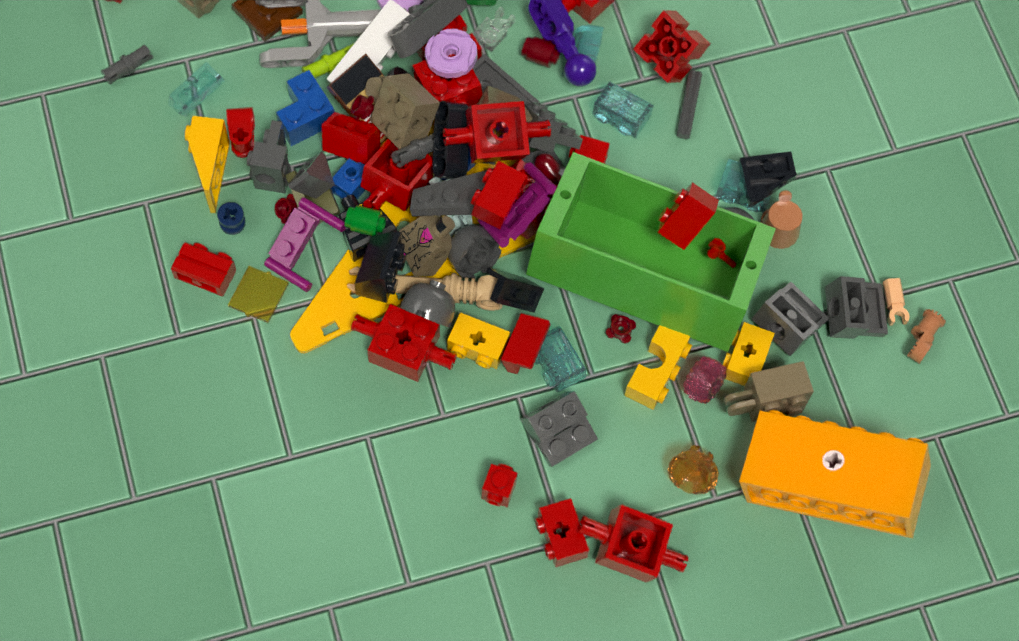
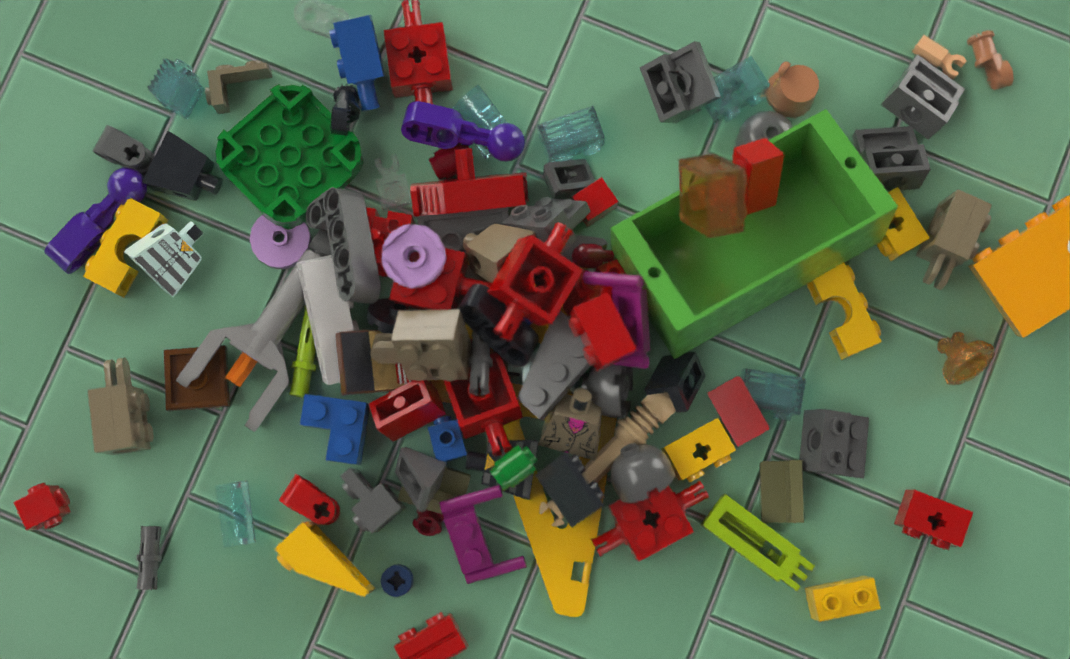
camera: 50 degrees left, 15 degrees up
(258, 294) = (492, 610): clear yellow piece -> none
(362, 107) = (392, 378): dark red plate -> none
(446, 420) = (747, 535): none -> lime hinge
(453, 509) = (842, 598): none -> yellow brick
(495, 419) = (781, 491): none -> olive panel
(499, 485) = (850, 540): red brick -> none
(529, 71) = (468, 191): none -> red piece
(592, 124) = (567, 177): none -> dark grey slope
(624, 322) = (789, 313): dark red plate -> none
(646, 188) = (712, 195): none -> clear orange brick
(648, 535) = (995, 469): red brick -> none
(671, 46) = (549, 40): red brick -> none
(689, 104) = (610, 70): dark grey axle -> none
(704, 380) = (892, 283): clear pink gear -> none
(715, 144) = (680, 83): none -> dark grey brick
(717, 250) = (789, 169): red hand -> none
(766, 175) = (748, 67): black wing -> none

